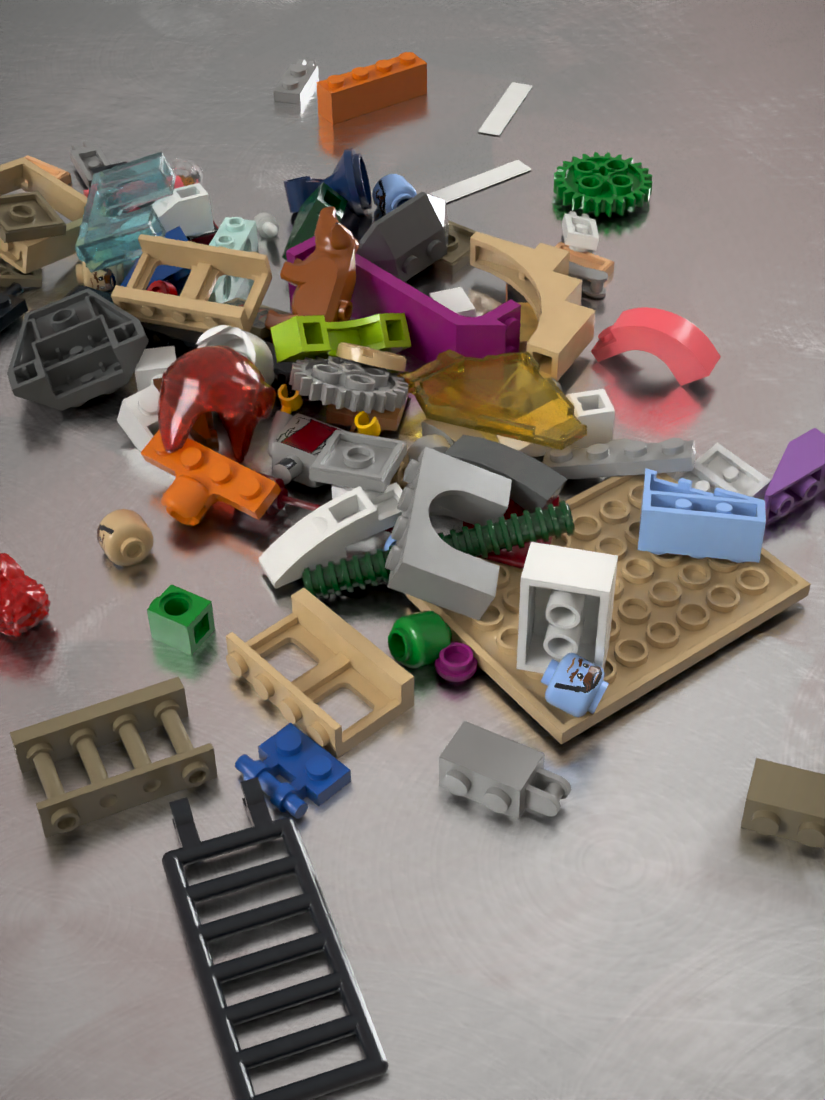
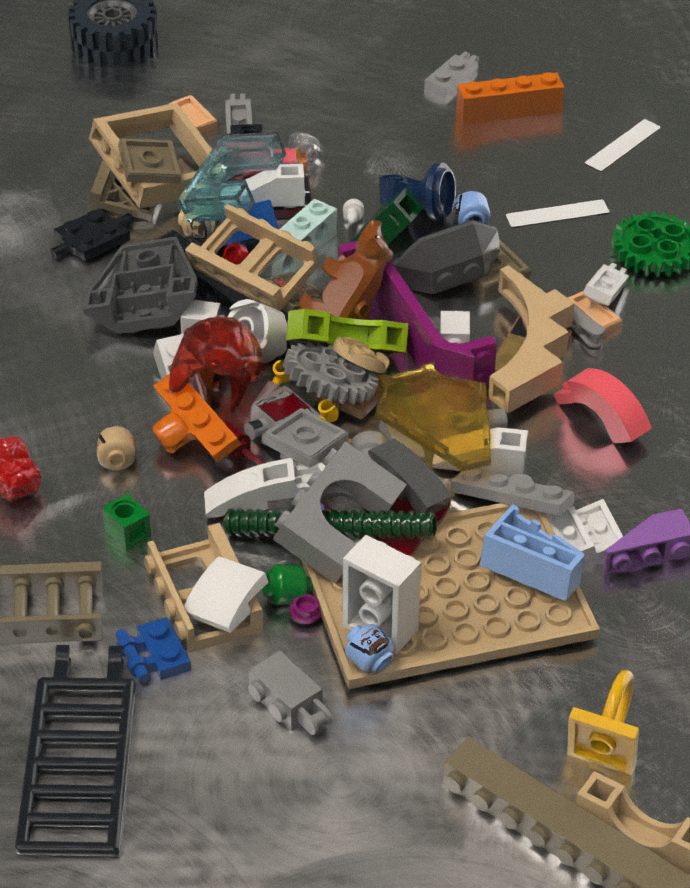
camera: 20 degrees right, 0 degrees up
(359, 671) = (224, 593): none -> white slope

